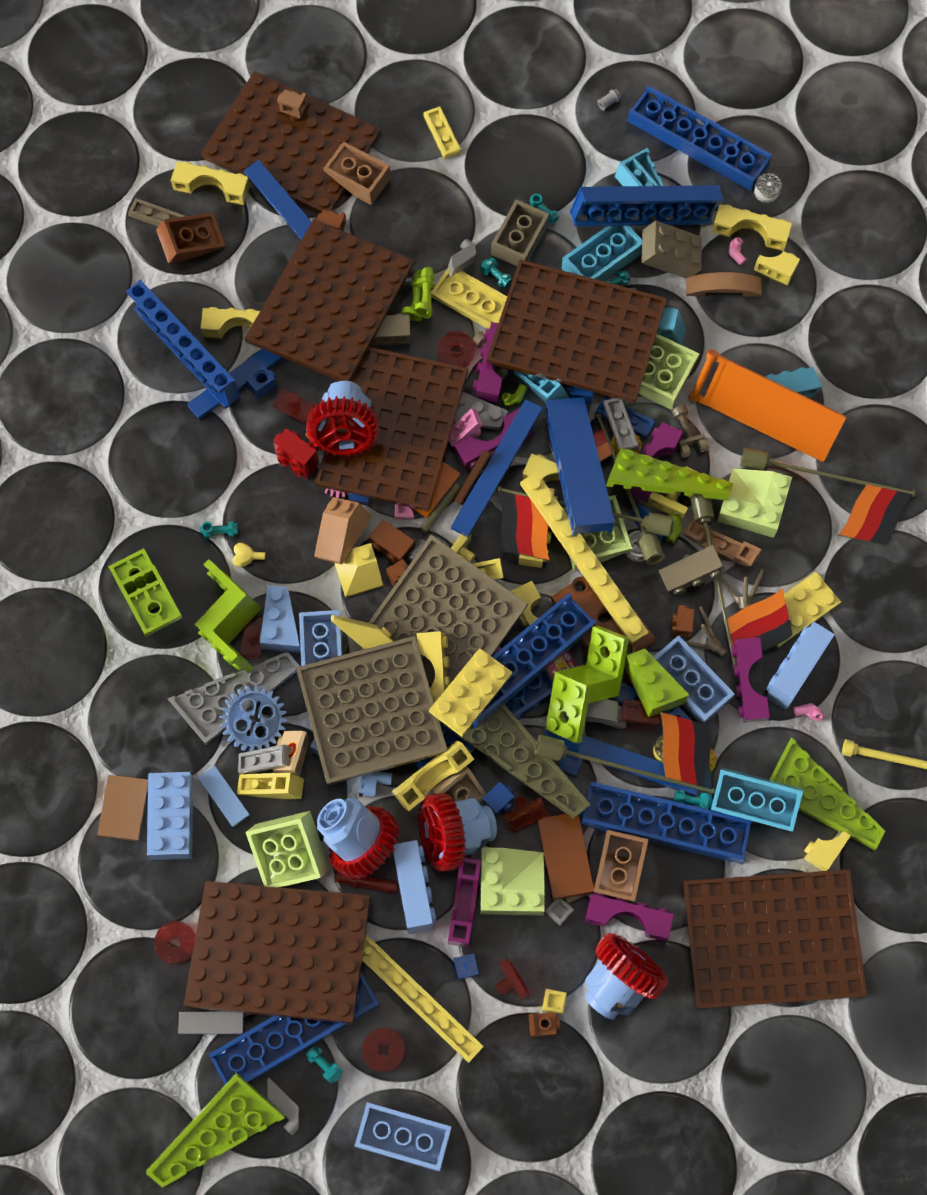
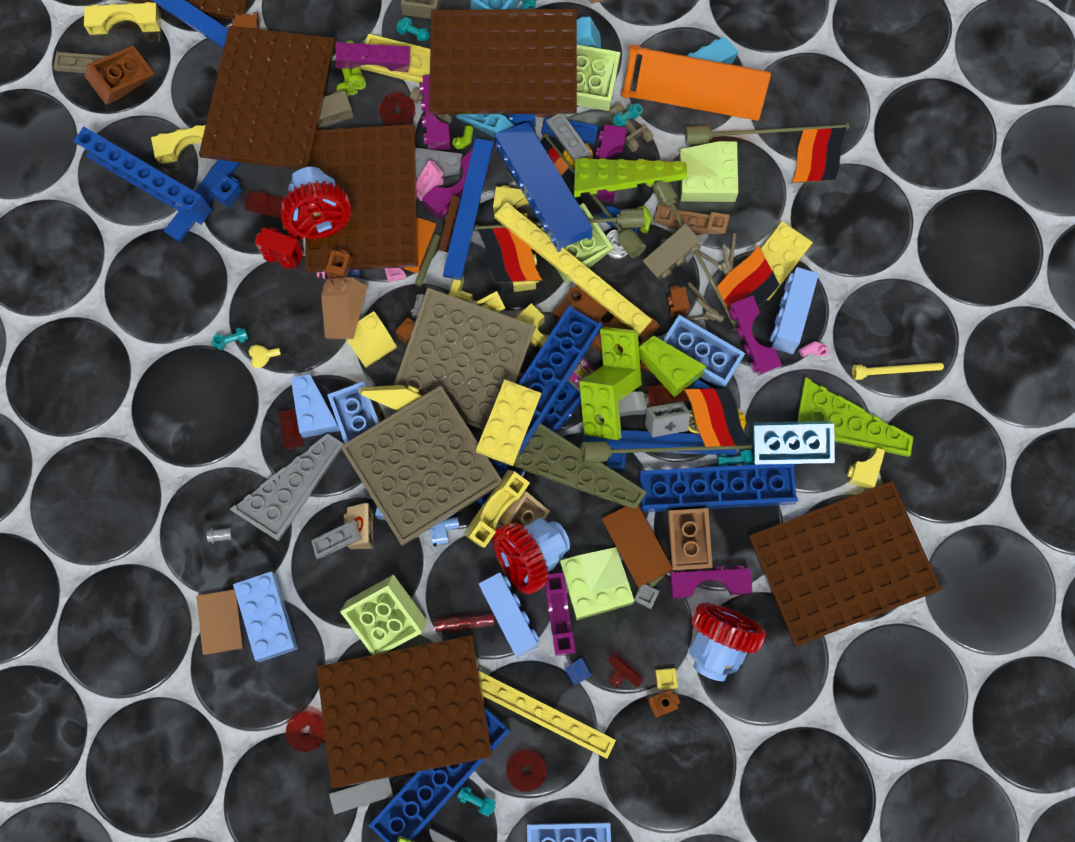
camera: 15 degrees left, 5 degrees up
(145, 592) = (178, 417): lime bracket -> none
(149, 721) = (219, 535): none -> light grey pin
(223, 796) = (309, 583): light blue tile -> none
(227, 617) = (262, 418): lime bracket -> none
(236, 712) = (297, 504): light blue gear -> none
(271, 785) = (350, 561): light yellow slope -> none
(350, 479) = (336, 258): none -> dark orange brick
(357, 836) = (444, 585): piece -> none
(391, 542) = (392, 305): dark orange brick -> none
(431, 283) = (354, 55): none -> magenta arch
(433, 647) = (460, 390): light yellow arch -> none
(462, 258) = (378, 24): light grey piece -> none
(499, 799) = (562, 510): blue brick -> none
(525, 813) = (589, 517): clear red tile -> none
(626, 692) = (647, 380): blue tile -> none
(634, 737) = (667, 419): none -> light grey brick
(668, 504) = (632, 198): light yellow tile -> none
(694, 417) = (632, 112): none -> teal bar

